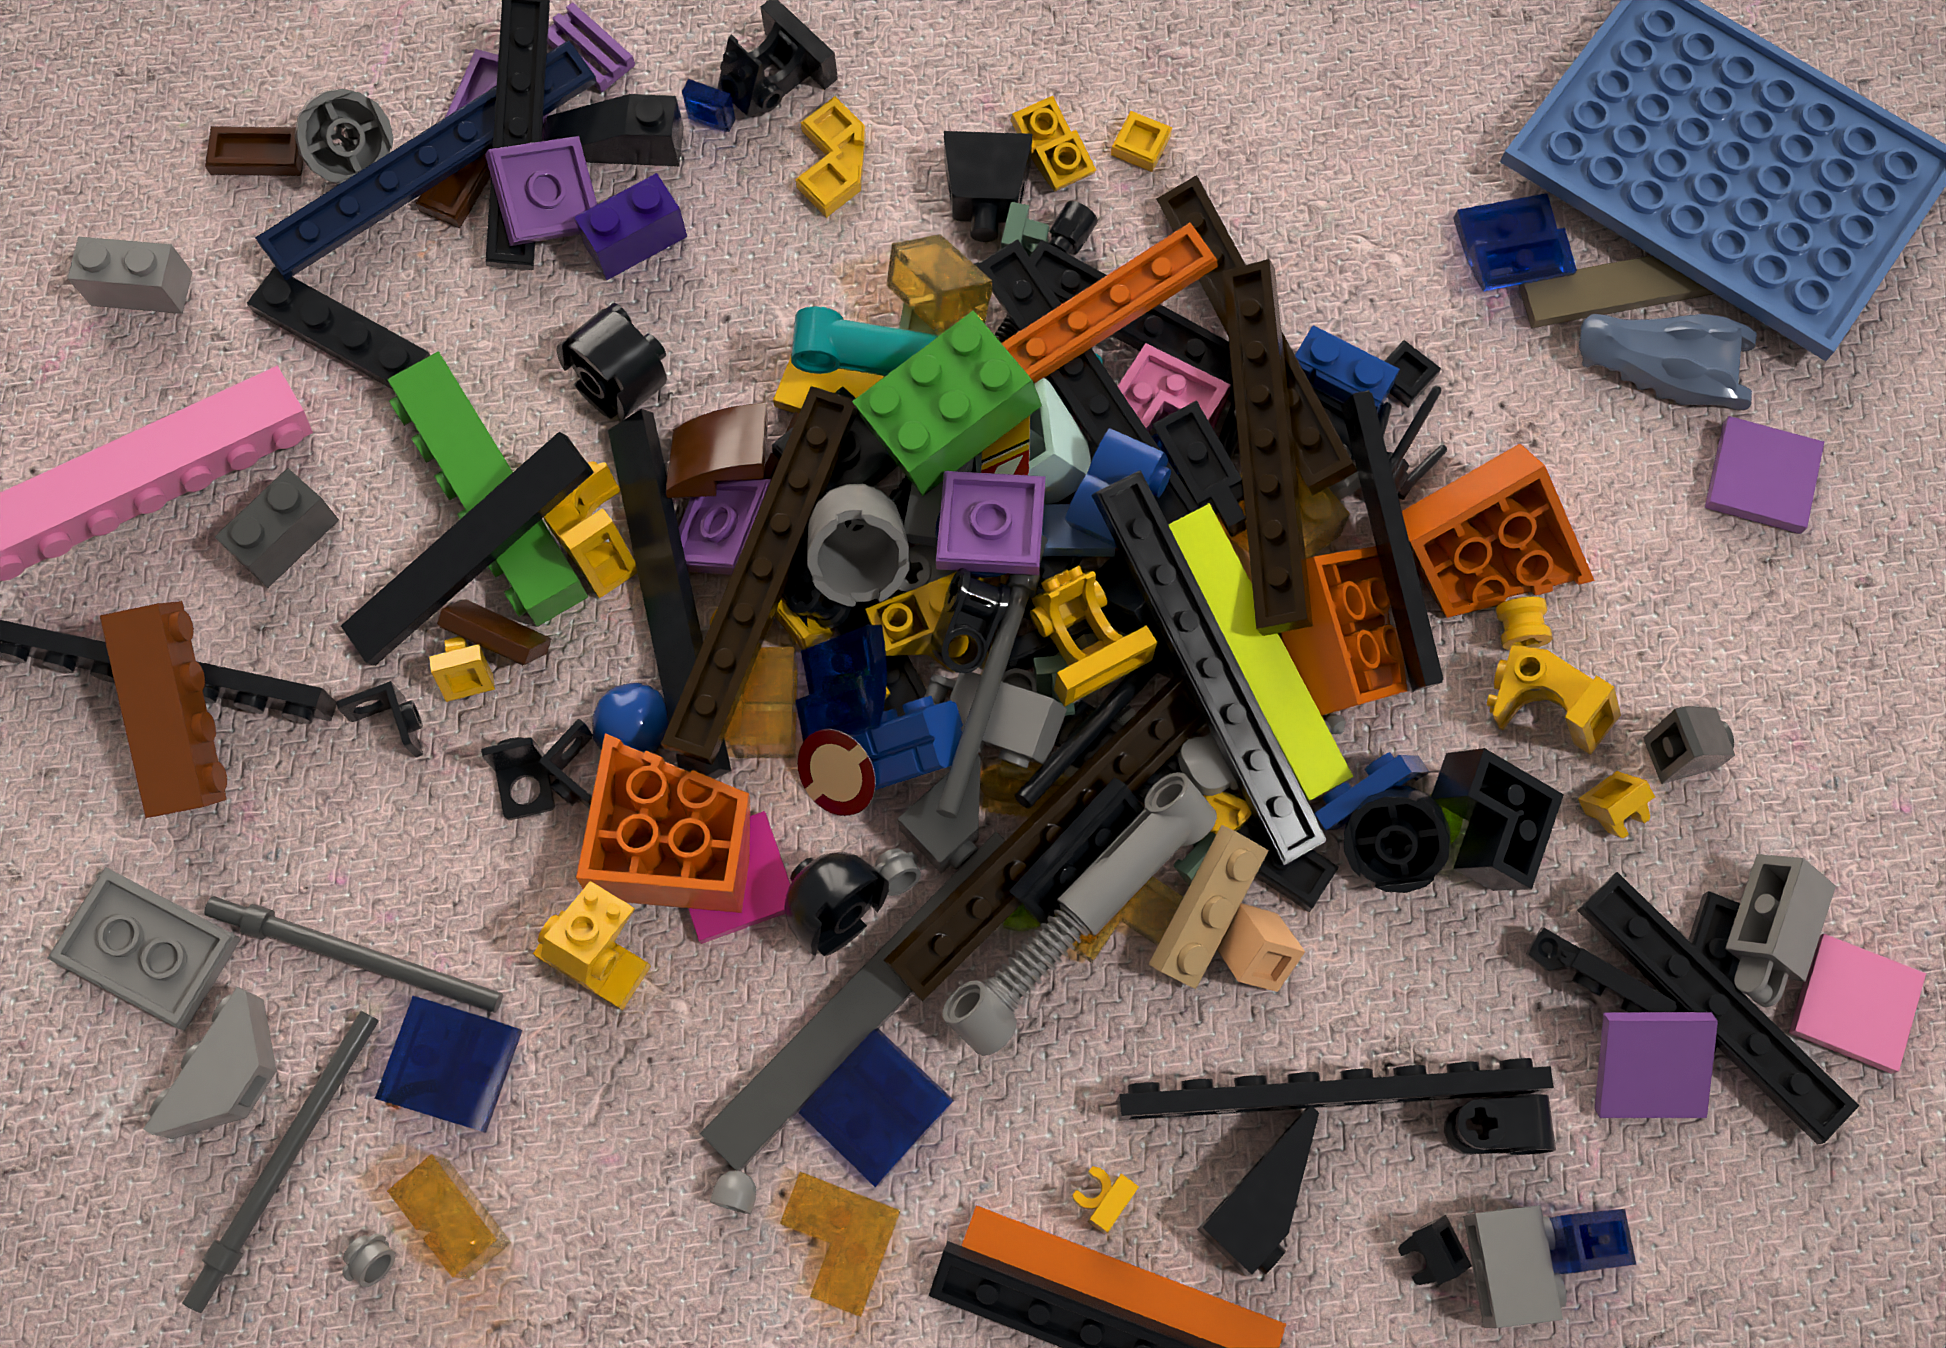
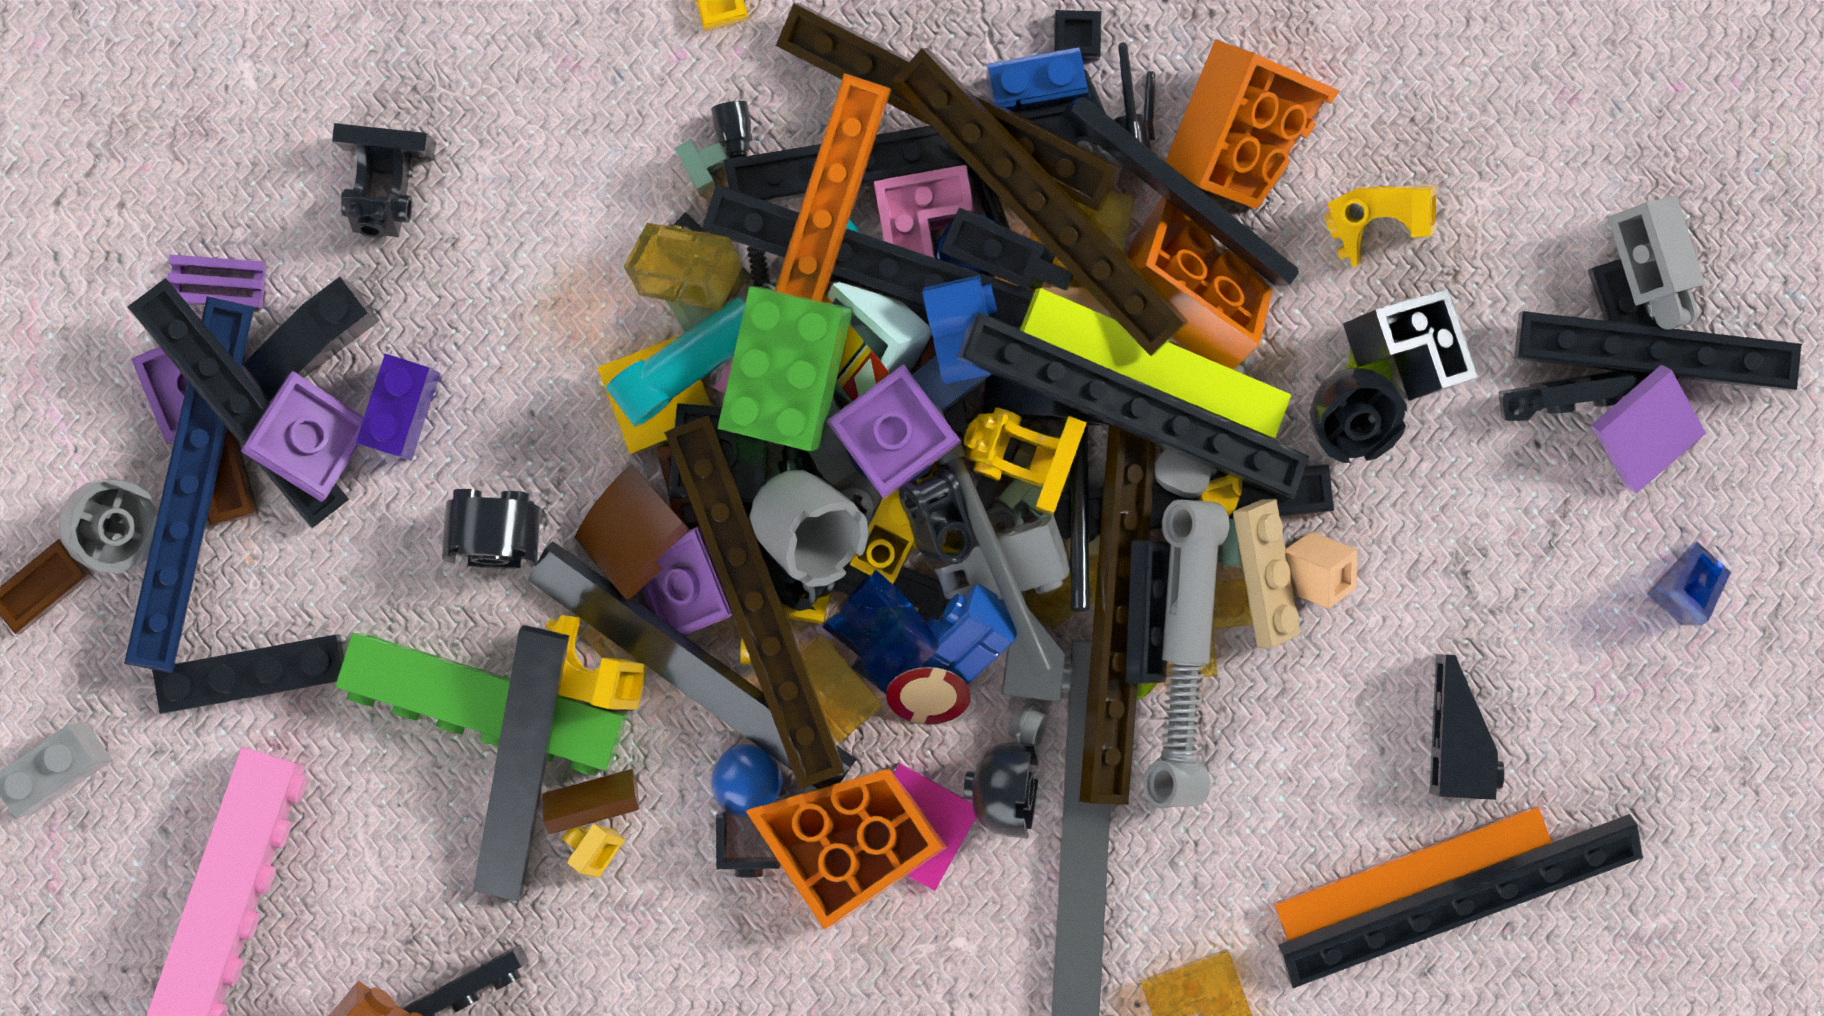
camera: 40 degrees left, 15 degrees up
(277, 527) = (359, 863): dark grey brick -> none
(388, 697) = (582, 913): black bracket -> none
(515, 760) = (690, 883): black bracket -> none
(584, 946) = (870, 962): yellow tile -> none
(708, 105) = (363, 254): clear blue tile -> none
(840, 172) = (488, 193): yellow tile -> none
(876, 1107) = (1154, 897): clear blue slope -> none
(985, 176) = (633, 138): black torso -> none
(1055, 148) = (656, 62): yellow slope -> none
(1110, 1200) = (1362, 828): yellow tile -> none
(1354, 1089) = (1462, 613): black plate -> none
(1382, 774) = (1313, 385): blue wing -> none
(1441, 1250) = (1600, 674): black tile -> none
(1509, 1126) = (1583, 551): black piece -> none
(1515, 1267) = (1656, 644): light grey brick -> none
(1524, 622) = (1318, 171): yellow wheel -> none
(1616, 800) = (1482, 253): yellow tile -> none
(1689, 743) = (1503, 170): dark grey slope -> none
(1858, 1004) = (1748, 265): bright pink tile -> none

